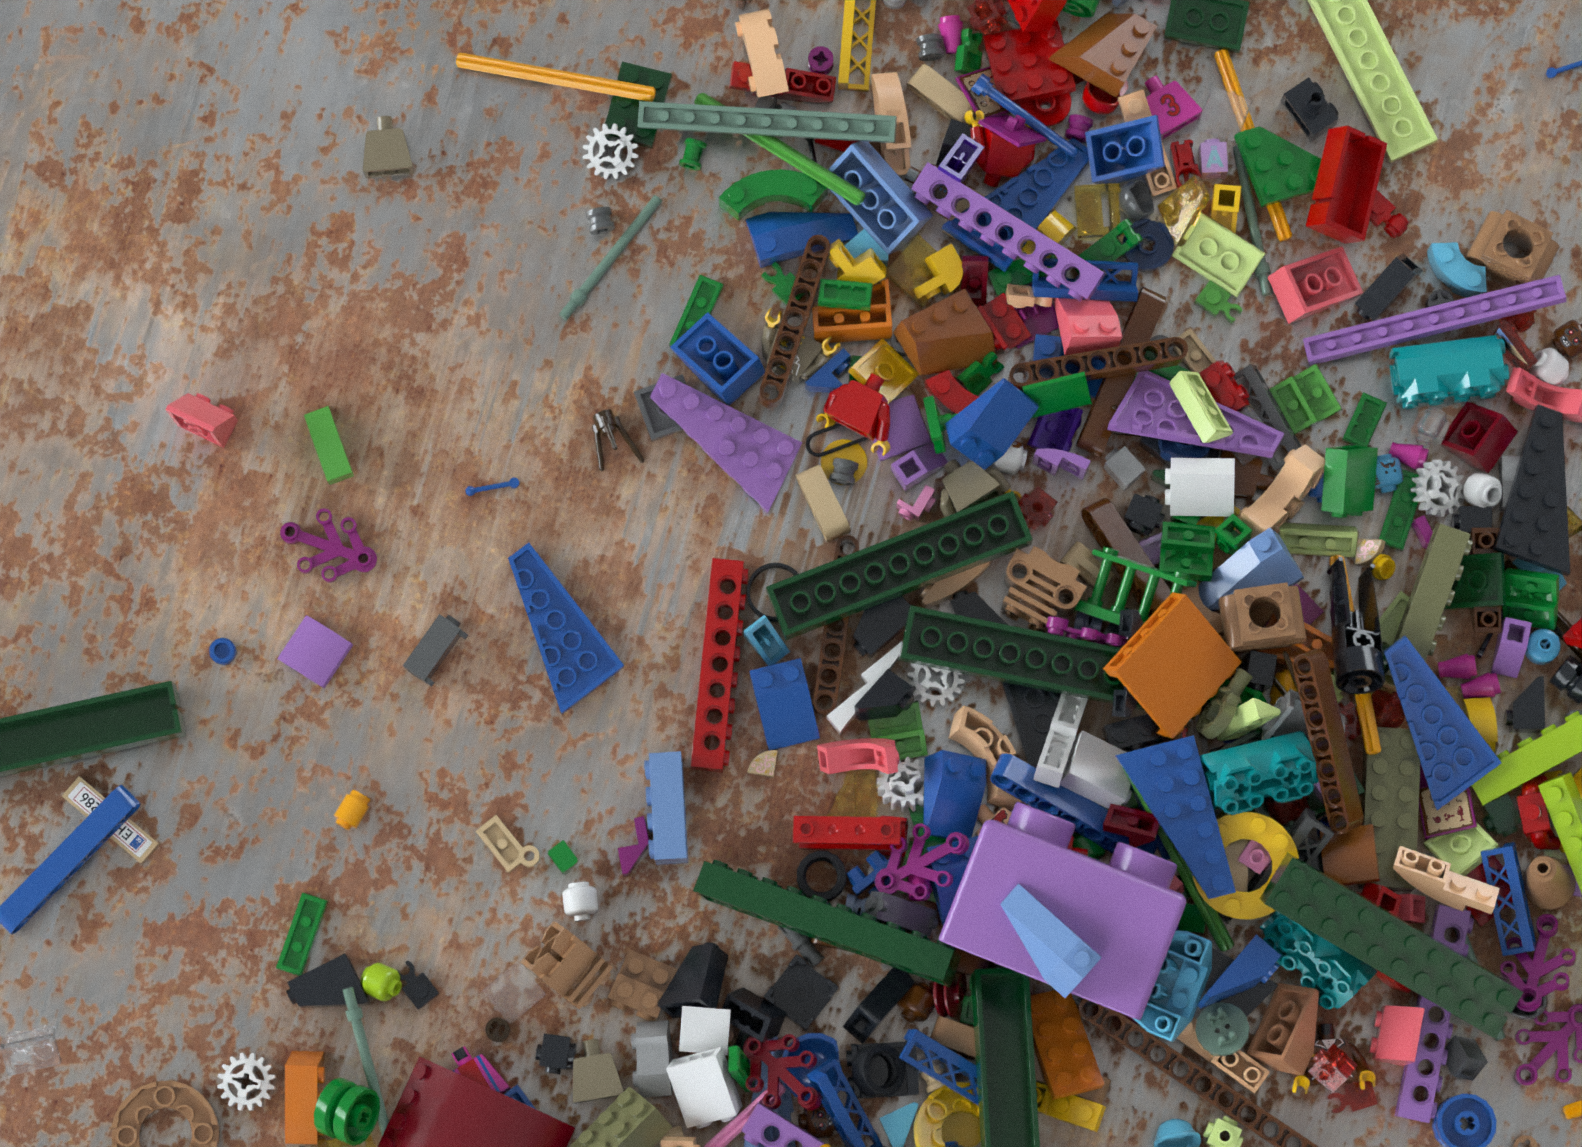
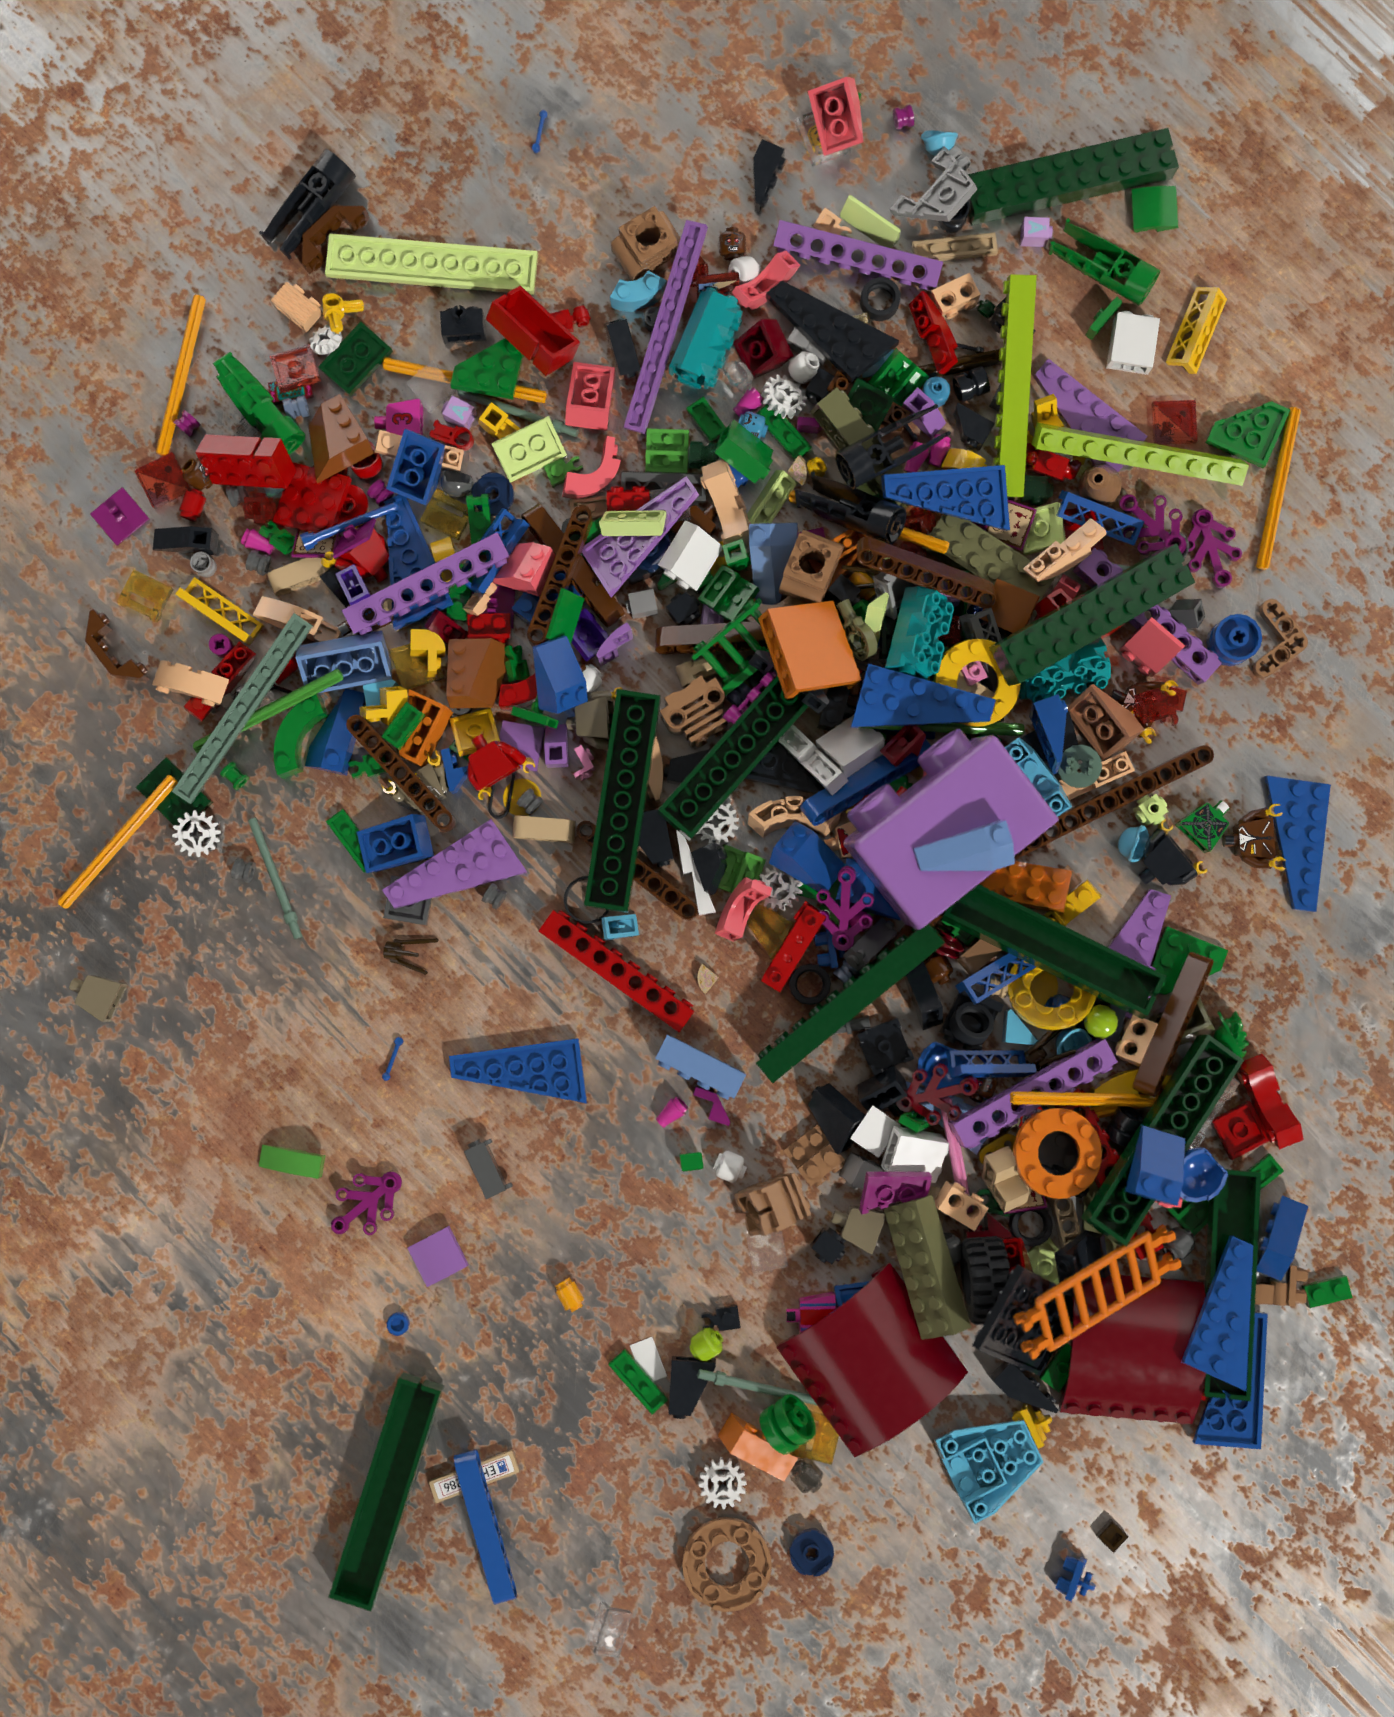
camera: 60 degrees left, 5 degrees up
(203, 418) = (216, 1243): coral slope -> none
(331, 932) = (648, 1358): none -> white sticker
(494, 1037) = (792, 1283): dark brown bush -> none
(505, 846) = (658, 1198): tan hinge -> none
(604, 808) = (672, 1111): none -> dark pink cone
(655, 1078) = (891, 1187): none -> magenta wing
(722, 493) = (494, 896): none -> dark grey wheel
(784, 704) = (672, 939): blue slope -> none
(1042, 503) = (636, 675): clear red brick -> none
(1184, 207) = (481, 452): clear yellow wing -> none
(1217, 339) = (588, 485): none -> coral arch
(1320, 436) = (701, 455): none -> clear green wheel
(1400, 601) = (858, 466): none -> black piece

